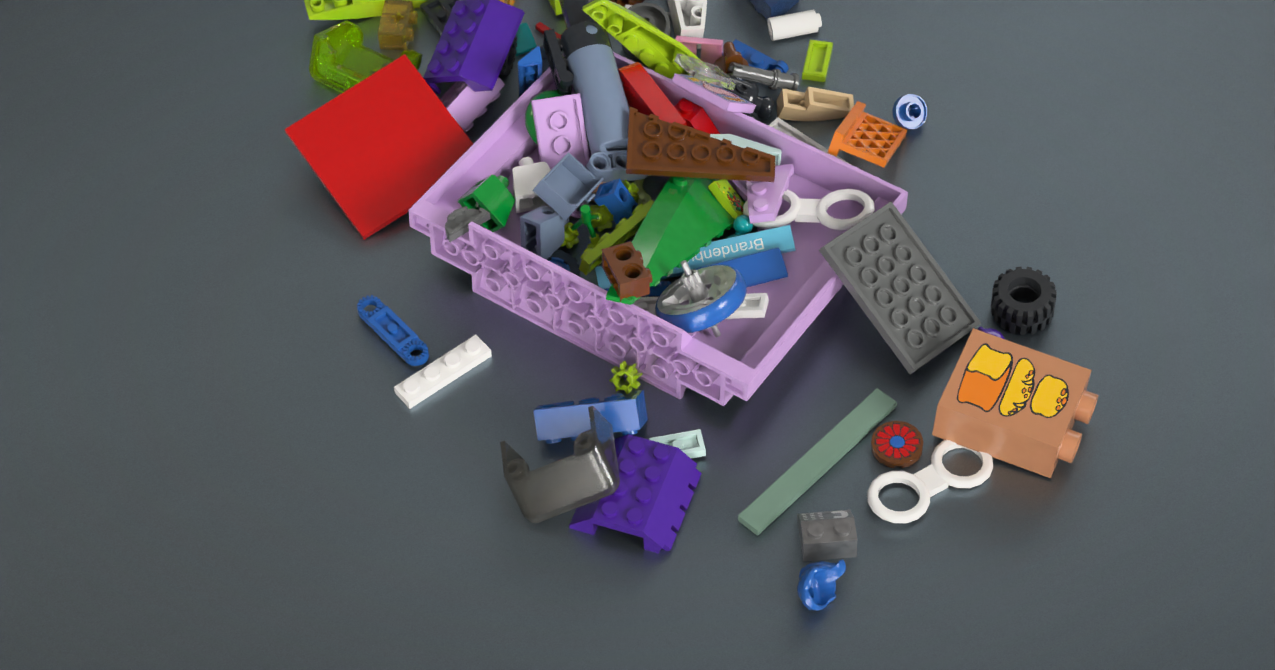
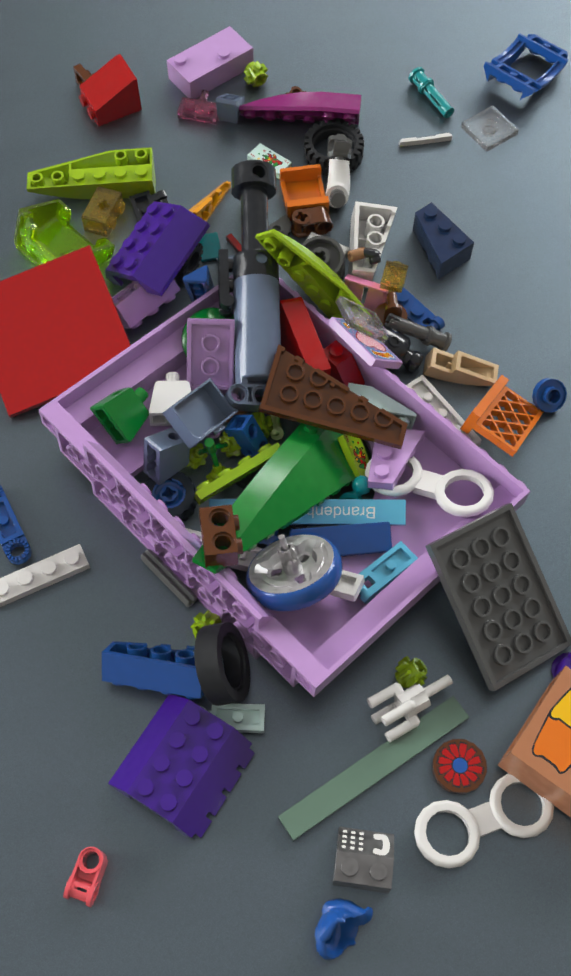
camera: 10 degrees right, 10 degrees up
(459, 219) = (82, 432): dark grey plate -> none
(569, 481) = (131, 747): clear smoke windscreen -> none
(574, 346) = (168, 577): none -> dark grey axle
(574, 599) = (86, 878): none -> coral piece
(652, 396) = (212, 645): none -> black tyre
(689, 11) = (361, 253): none -> arm
(725, 27) = (394, 276): none -> clear yellow bracket
(785, 289) = (385, 570): none -> medium azure plate
(794, 24) = (459, 283): white brick -> none
(817, 60) = (473, 322): lime tile -> none
(832, 375) = (410, 672): none -> lime gear
(833, 400) = (406, 704): none -> white plant

